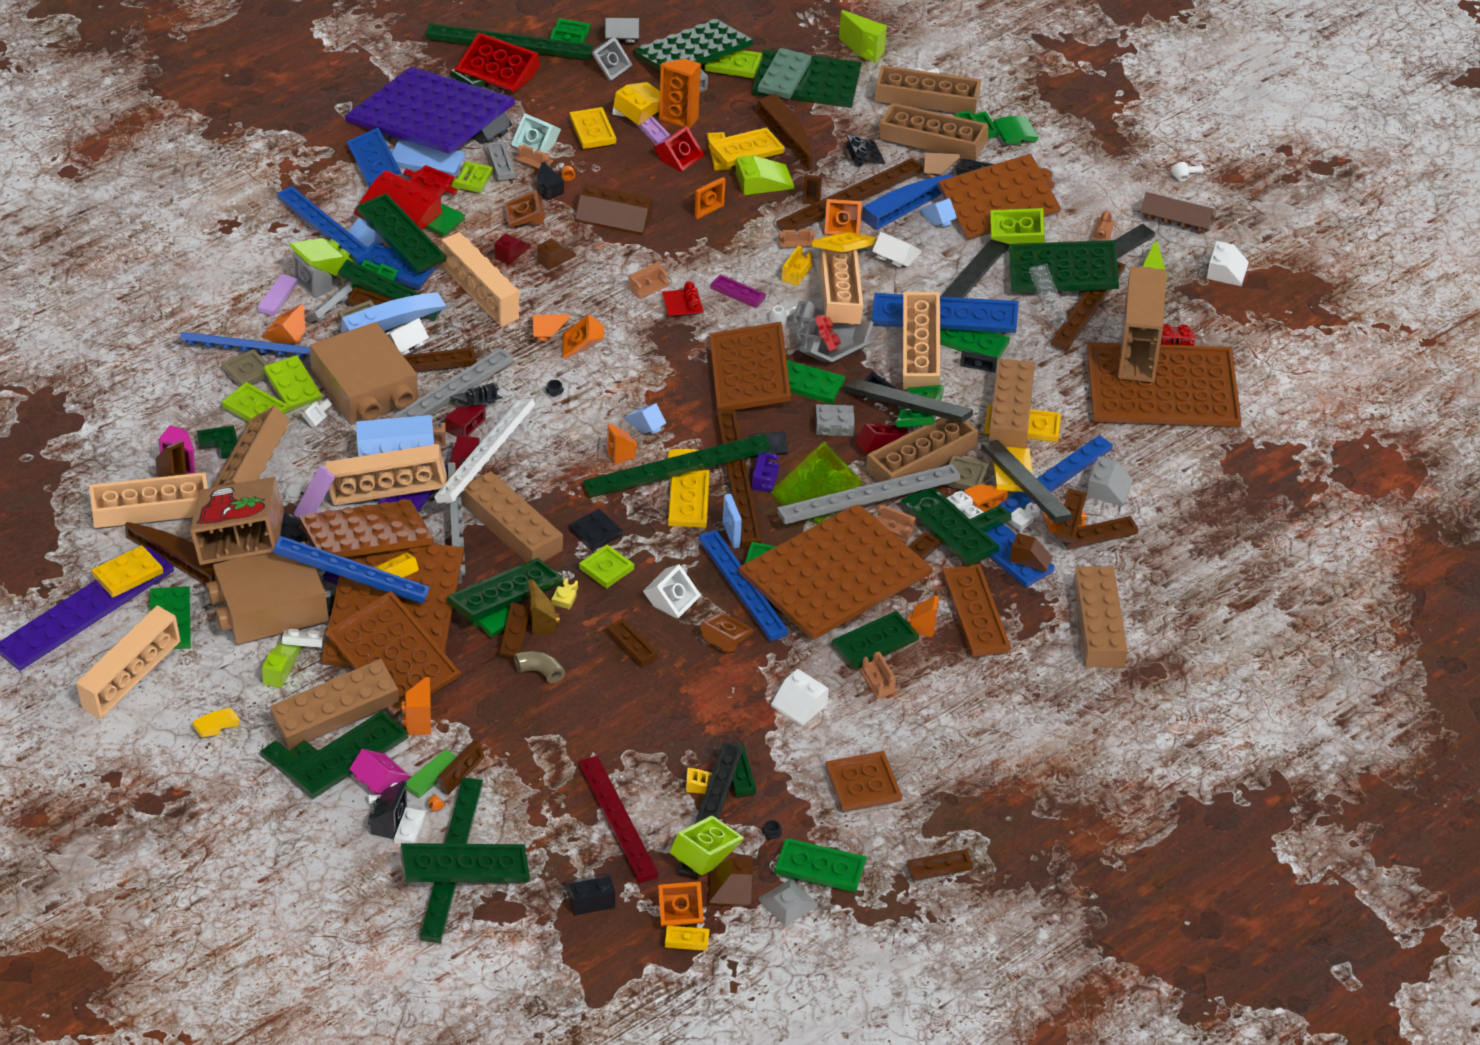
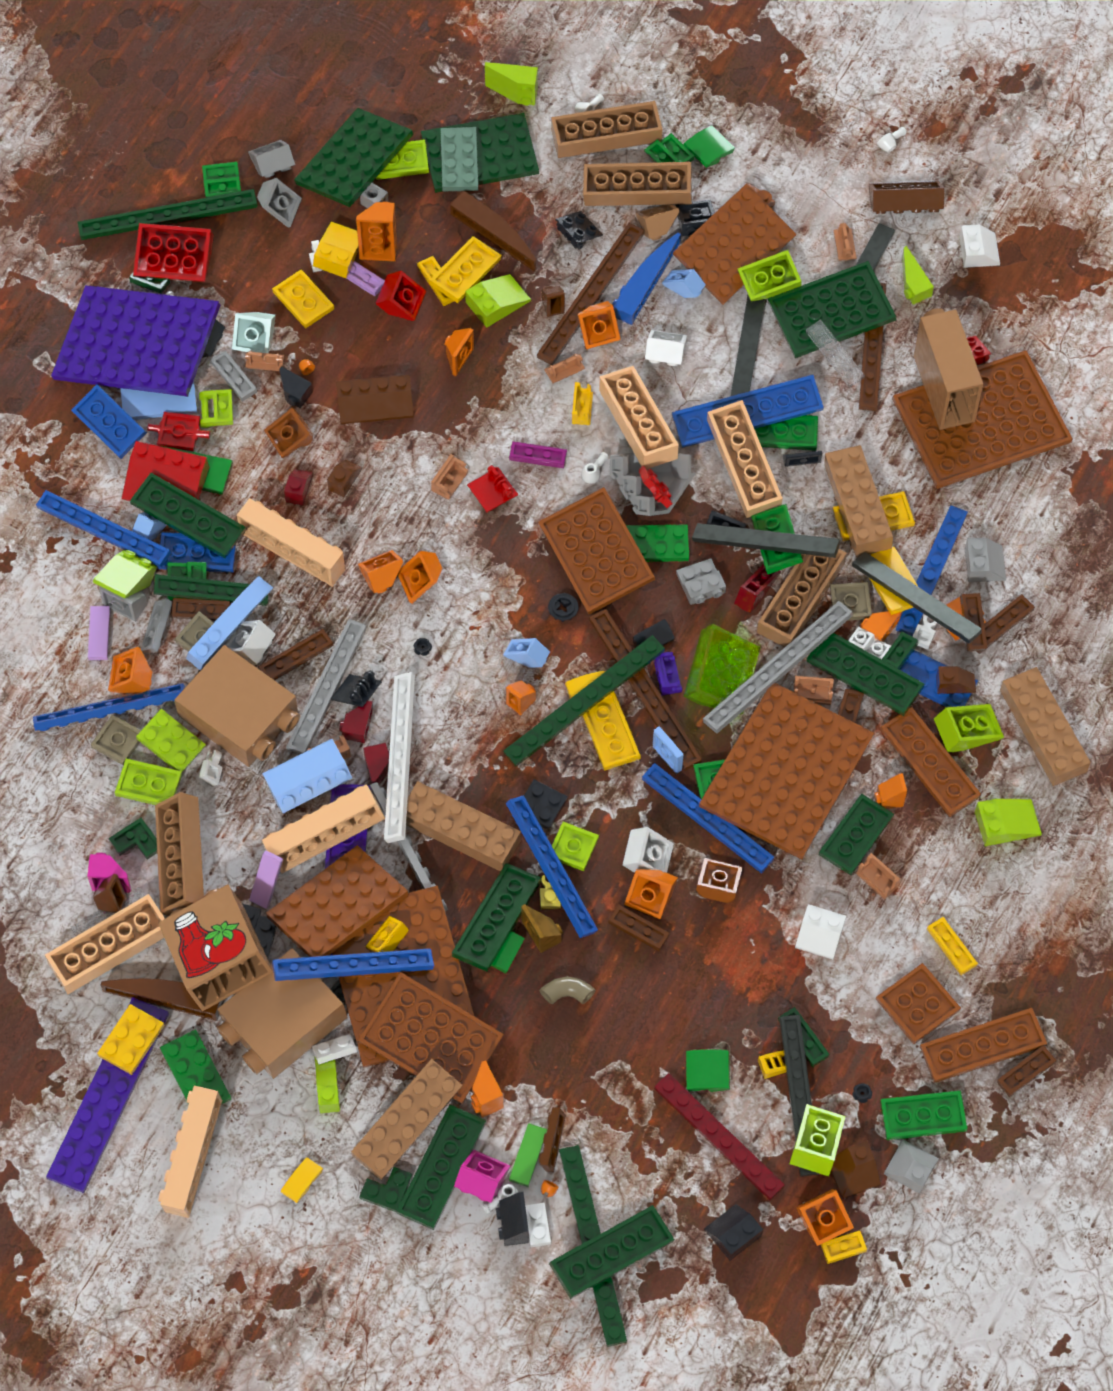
camera: 20 degrees left, 20 degrees up
(514, 630) = (526, 961): reddish brown plate -> none
(576, 570) = (551, 866): none -> blue plate
(635, 765) = (708, 1070): none -> green slope
(658, 619) = (650, 891): none -> orange slope
(703, 396) = (565, 600): none -> black gear
(844, 242) = (618, 362): yellow tile -> none
(908, 831) = (983, 1045): none -> dark orange plate
(921, 751) = (952, 946): none -> yellow tile
(1025, 595) = (968, 727): none -> lime slope
(1025, 674) = (1006, 820): none -> lime slope

